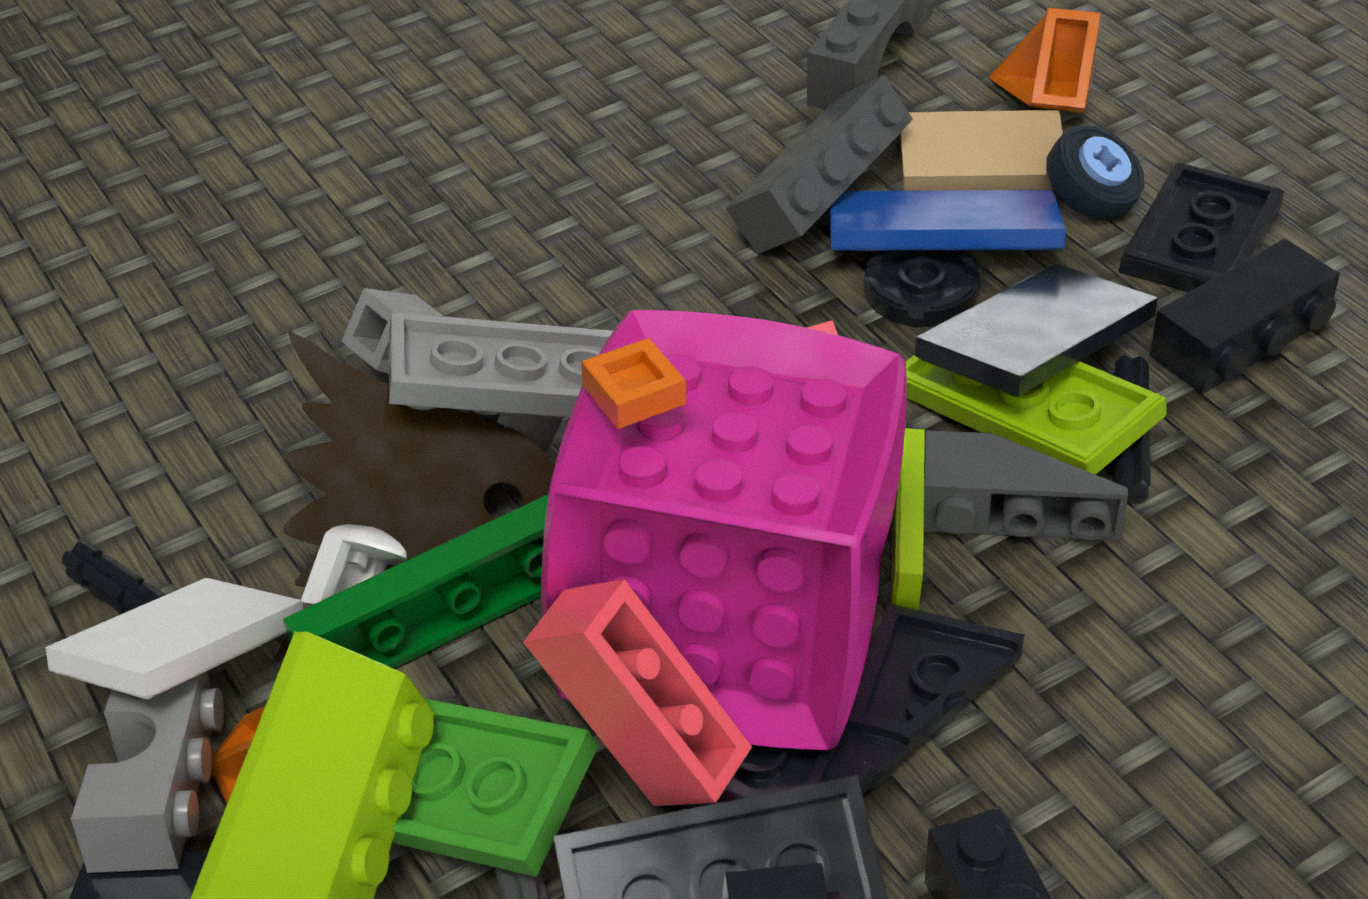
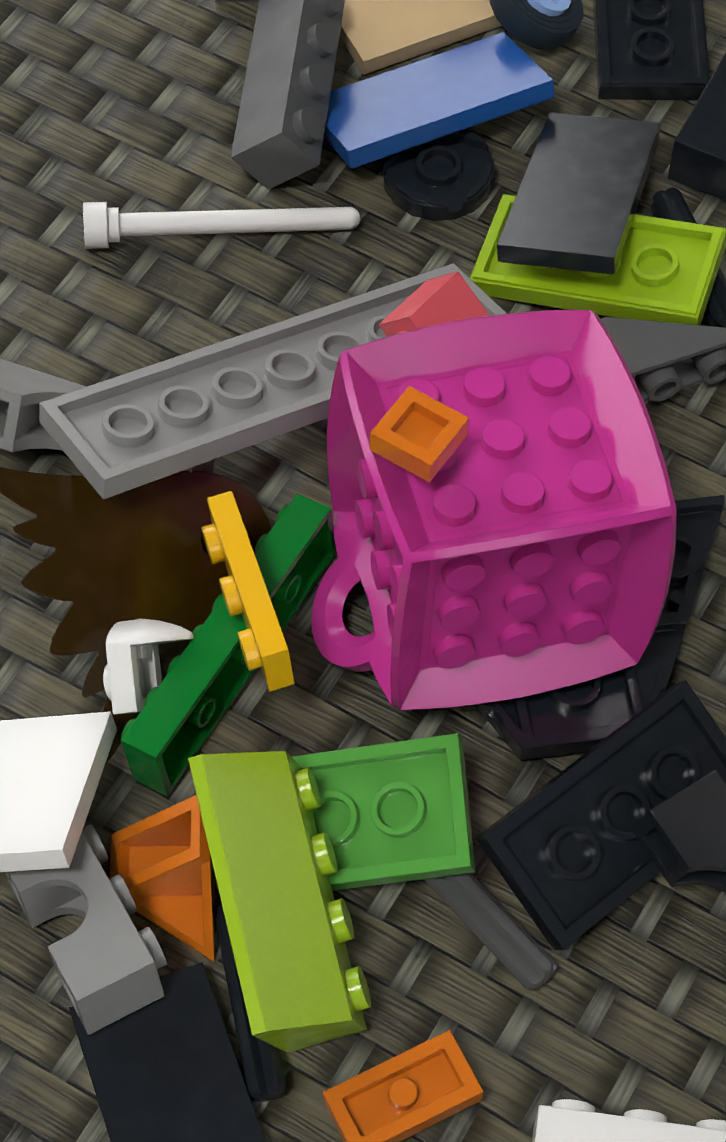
camera: 30 degrees left, 15 degrees up
(470, 532) = (247, 593): none -> yellow plate
(585, 232) = (106, 224): none -> white piece
(638, 694) = (499, 689): coral brick -> none

